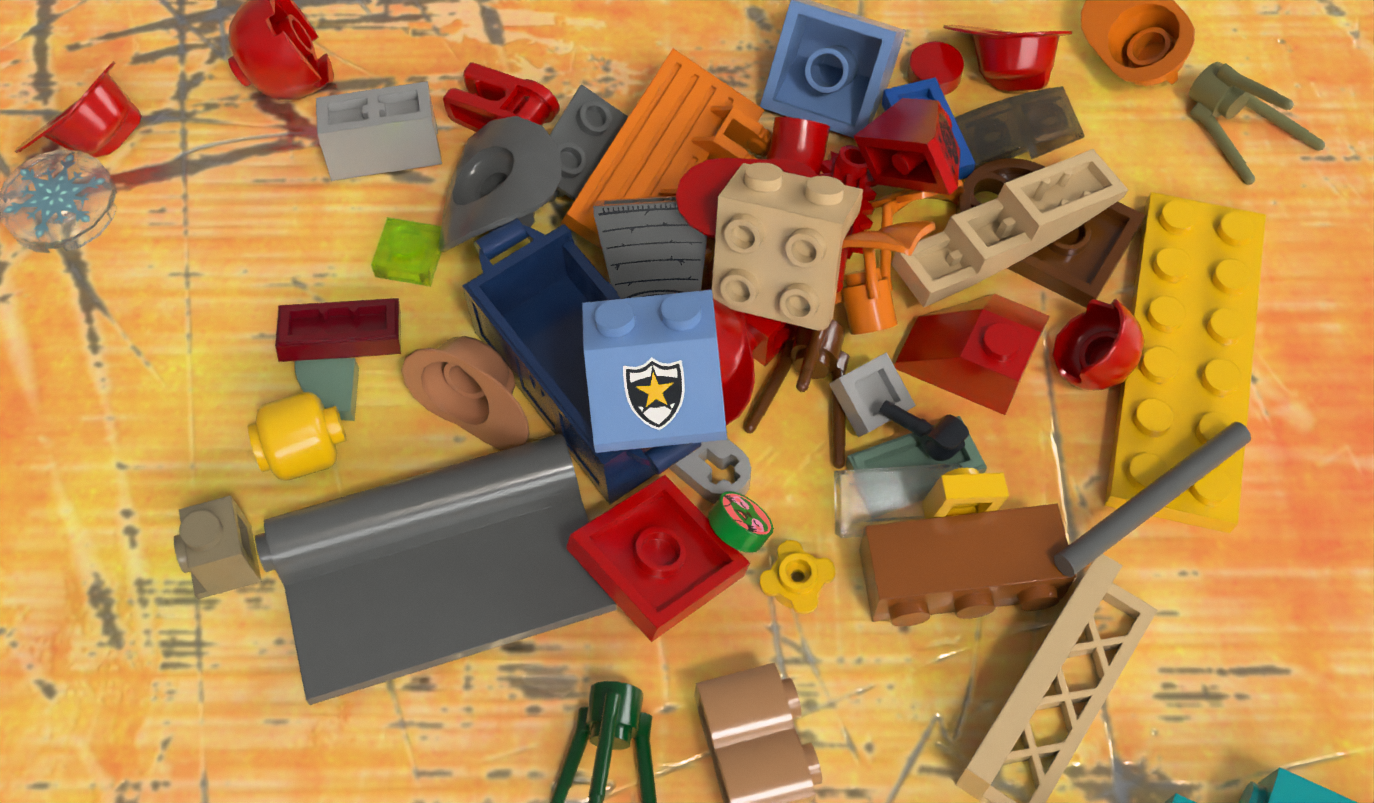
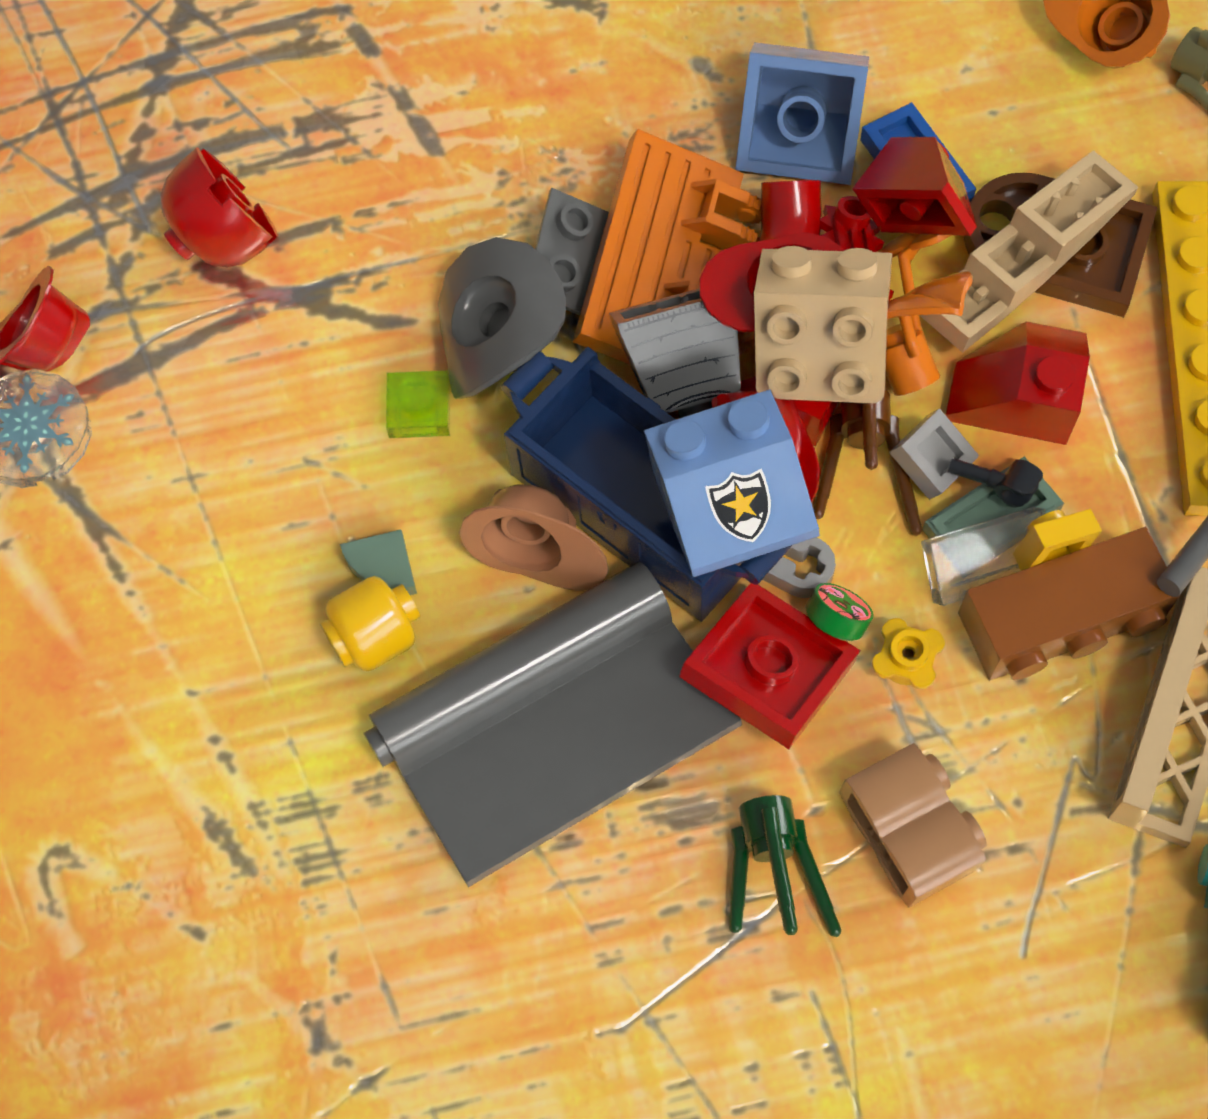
camera: 10 degrees left, 5 degrees up
(216, 547) = (327, 755): dark tan brick -> none
(338, 329) = (376, 503): dark red plate -> none
(378, 131) = (349, 280): light grey hinge -> none
(498, 96) = (464, 219): red piece -> none
(937, 61) = (906, 83): red tile -> none
(1014, 59) = (983, 62): red piece -> none
(1020, 124) = (1010, 136): clear smoke slope -> none
(1099, 346) = (1145, 356): red hair -> none

